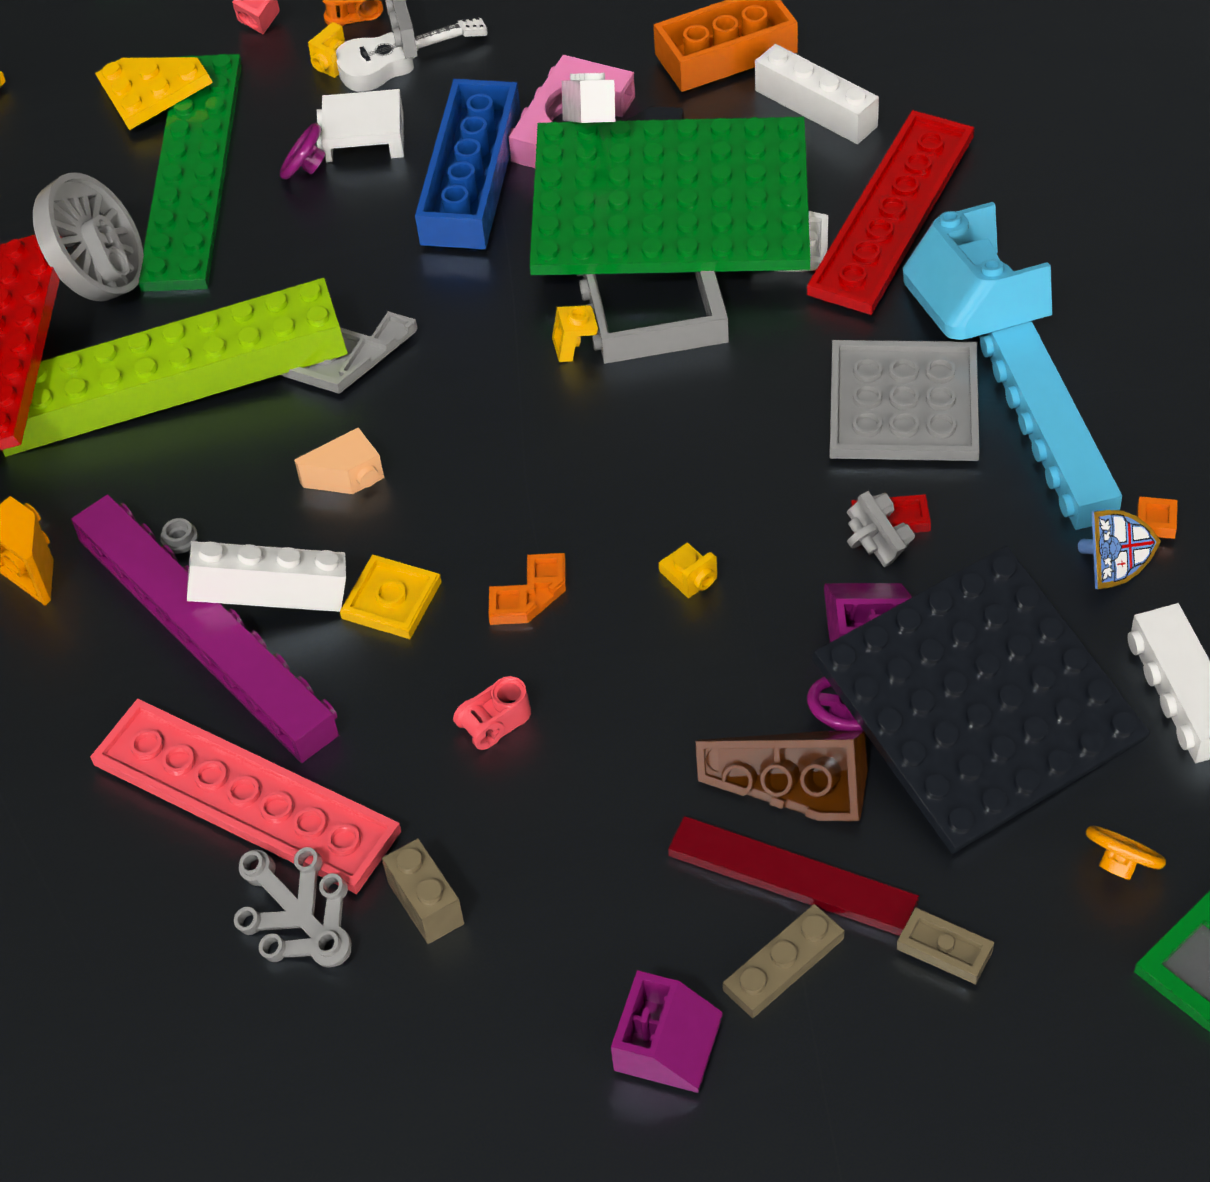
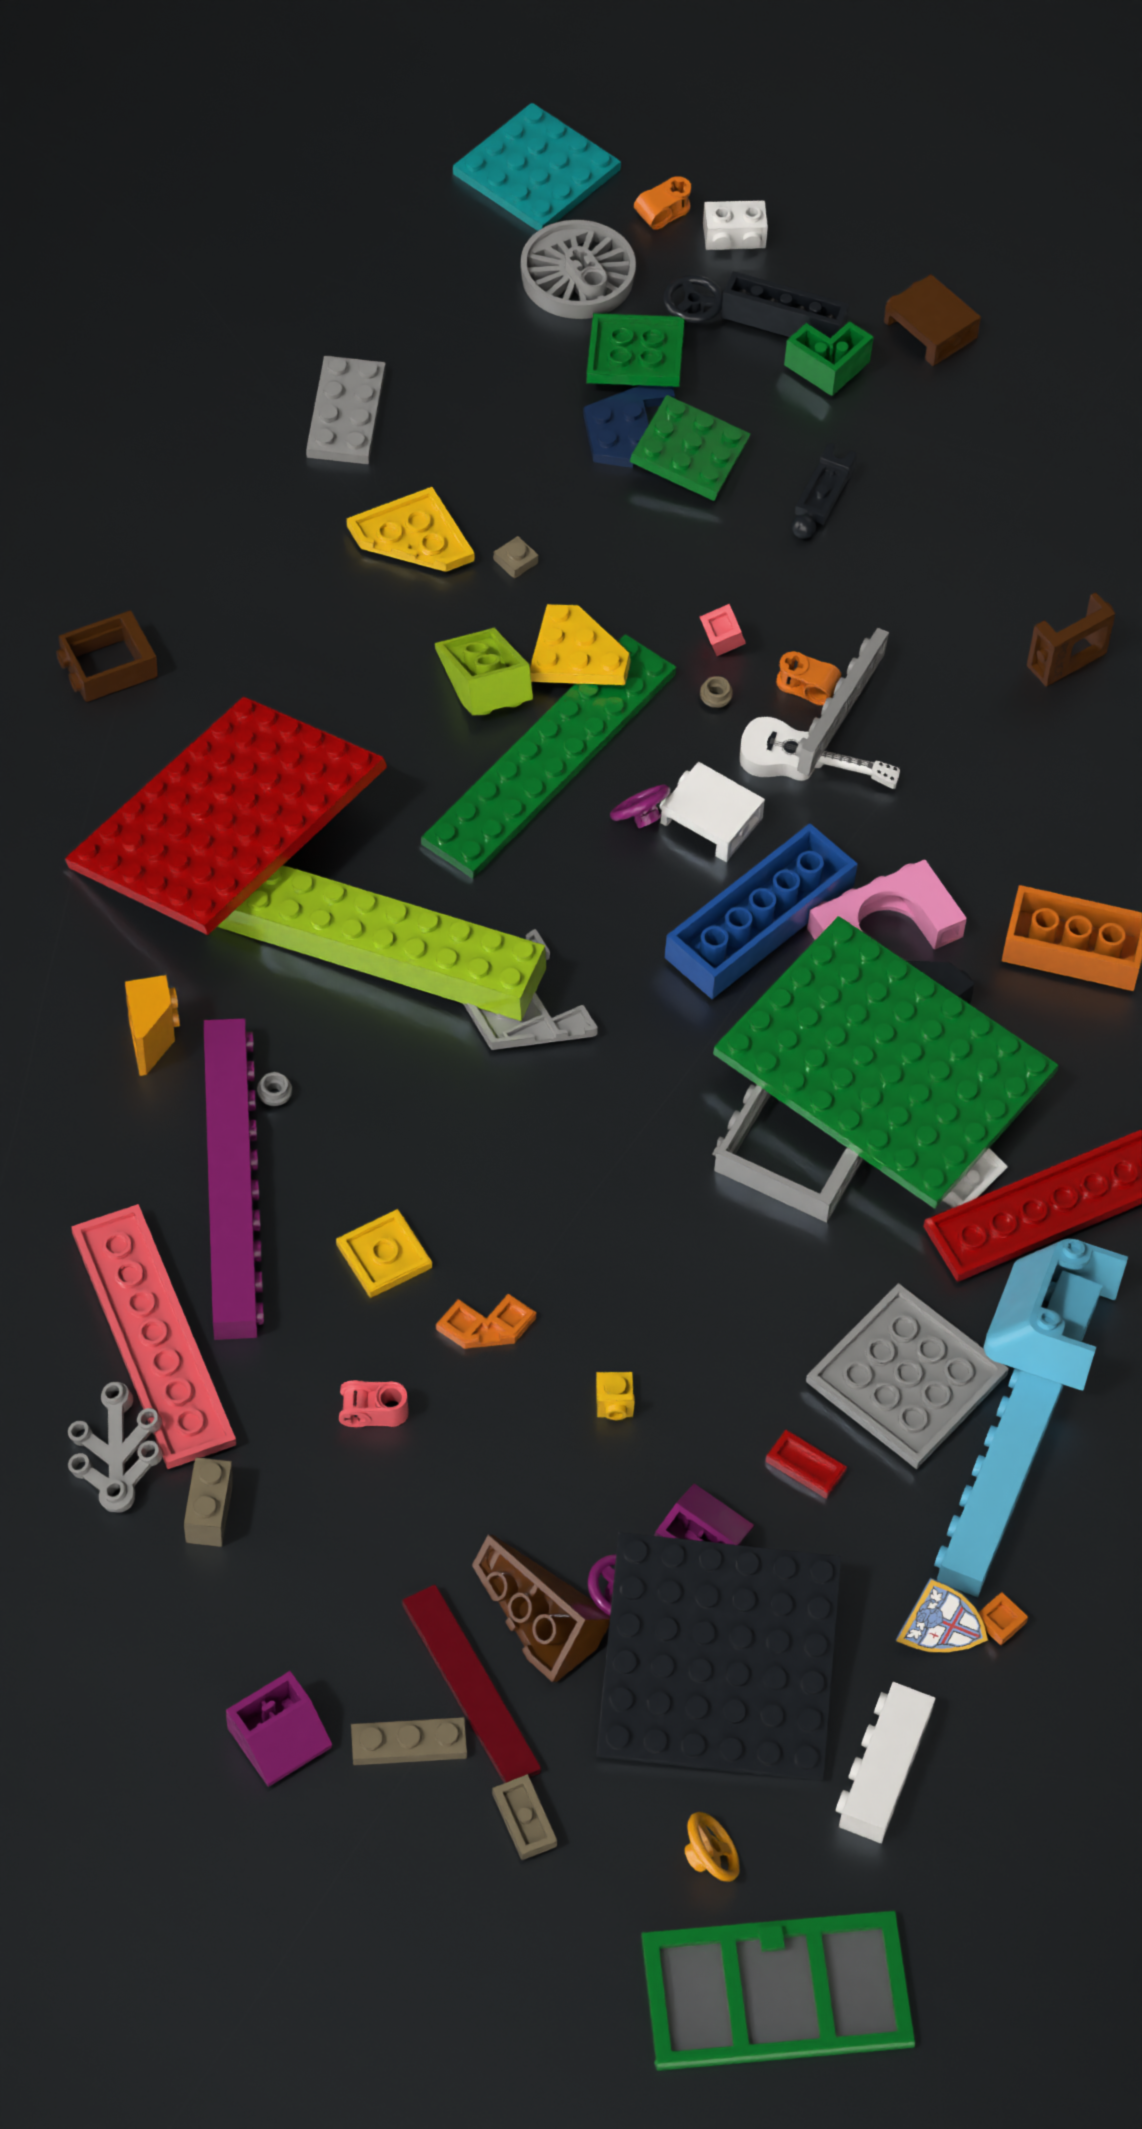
camera: 30 degrees right, 5 degrees up
(38, 60) = (516, 557): none -> dark tan plate
(88, 141) = (485, 671): none -> lime slope
(103, 245) = (402, 785): light grey piece -> none
(266, 576) = (298, 1174): white brick -> none
(287, 52) = (716, 685): none -> dark tan plate
(324, 48) = (745, 710): yellow bracket -> none
(341, 465) = (437, 1116): light nougat slope -> none
(569, 326) = (709, 1123): yellow bracket -> none
(588, 98) = (886, 927): white brick -> none
(816, 93) = (1103, 1045): white brick -> none
(875, 531) = (778, 1452): light grey hips -> none

